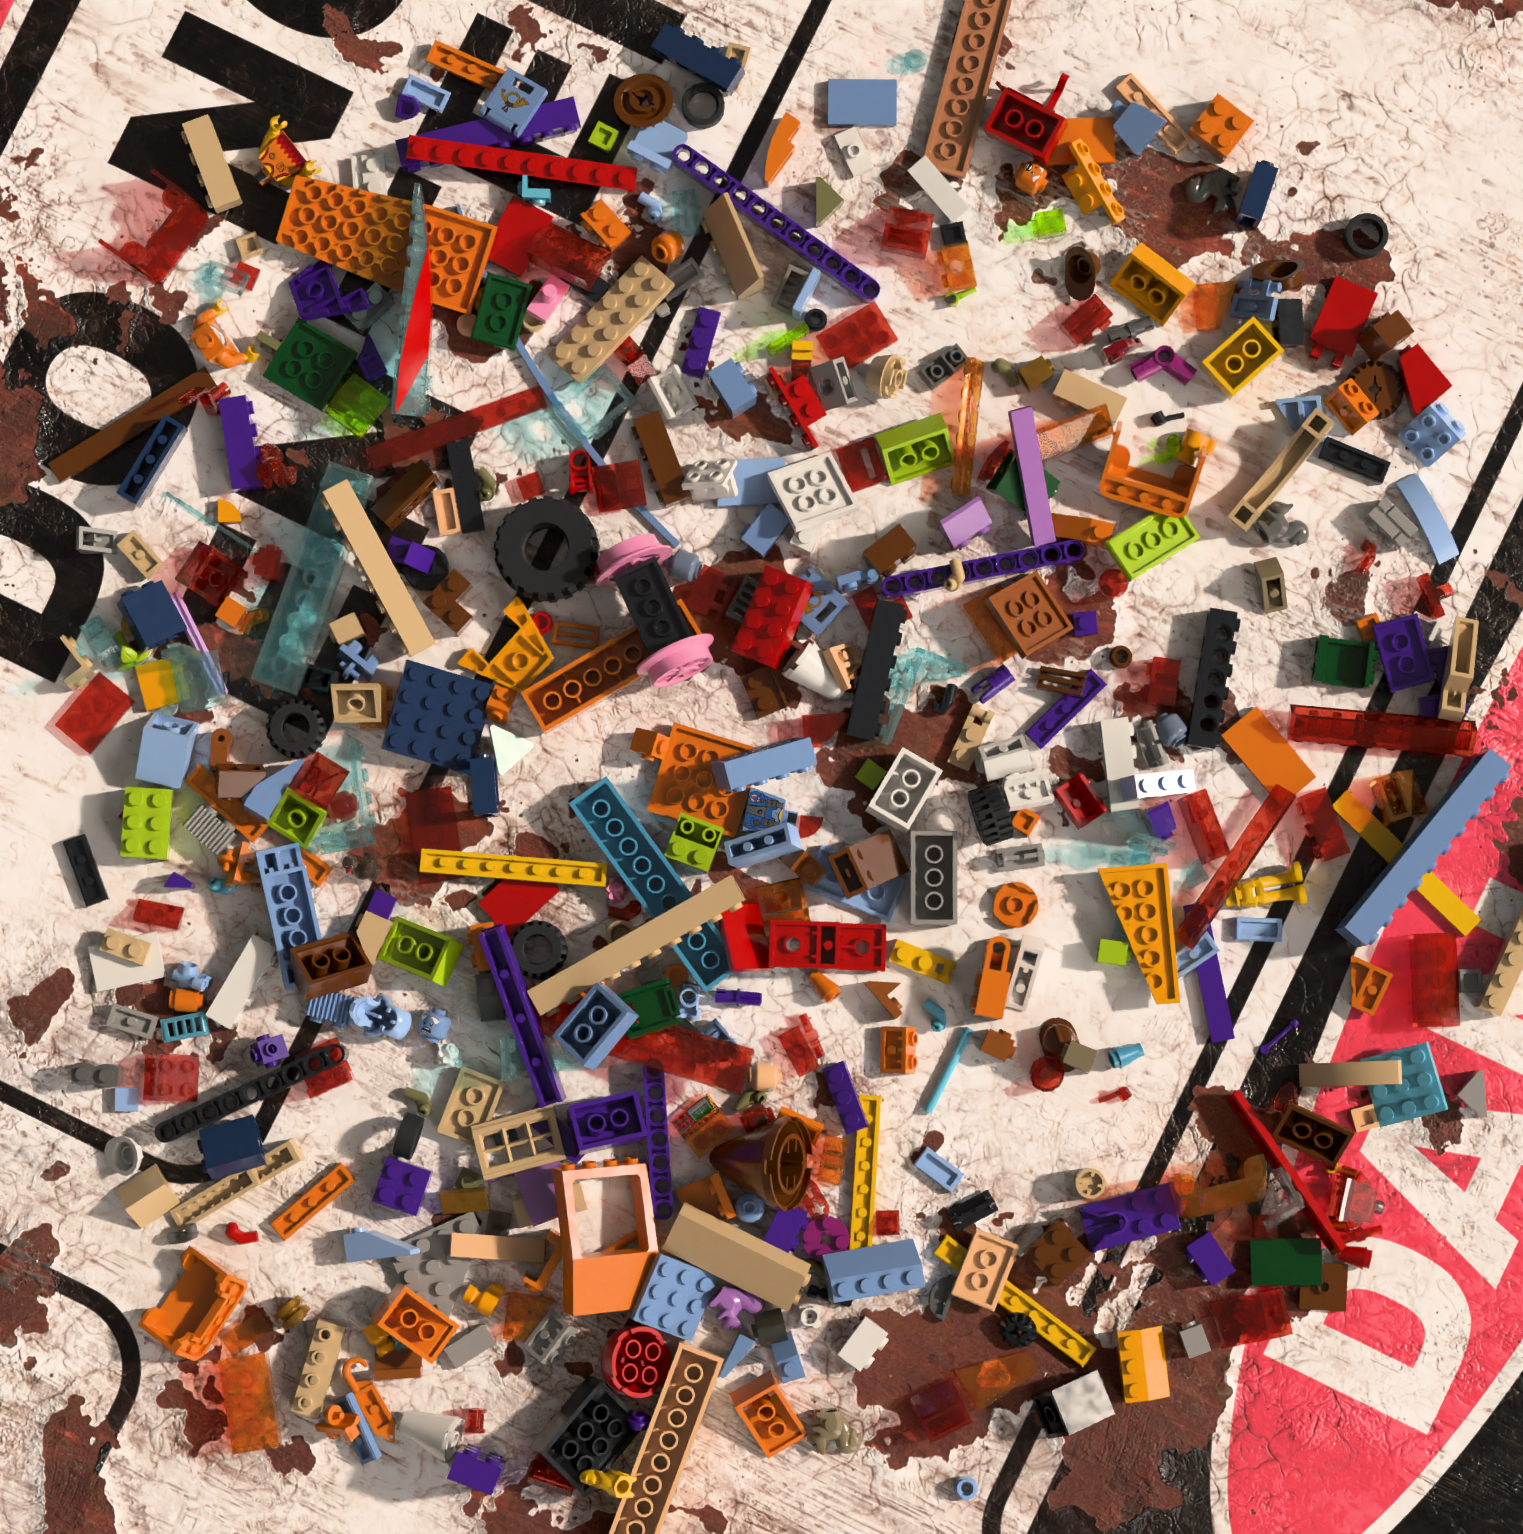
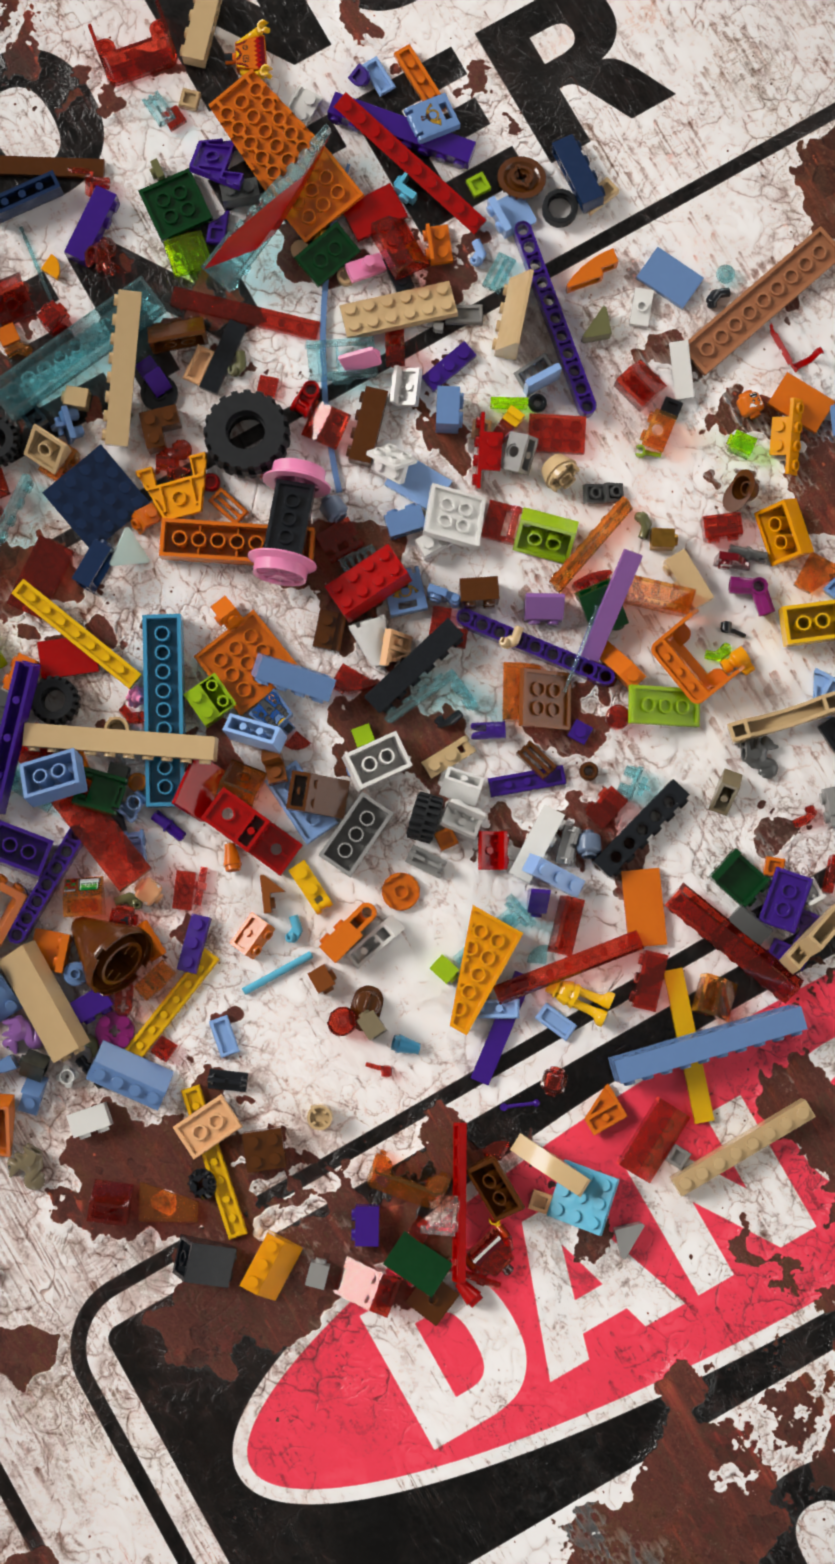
camera: 30 degrees right, 0 degrees up
(215, 341) = (121, 146): orange torso -> none
(483, 626) = (169, 459): none -> clear red animal
(610, 397) = (360, 359): none -> bright pink slope
(668, 246) = (470, 286): orange head -> none
(920, 90) = (715, 295): none -> black arm
(940, 1297) = (165, 1124): dark grey tile -> none
(965, 1495) = (87, 1271): light blue plate -> none
(1025, 126) = (770, 366): red brick -> none
(1031, 541) = (581, 649): none -> clear light blue piece
(1129, 1217) = (331, 1158): dark purple plate -> none
(1169, 628) = (629, 790): none -> clear light blue hips
(1297, 989) = (554, 1081): none -> clear red head
(1385, 701) = (750, 924): none -> dark grey slope

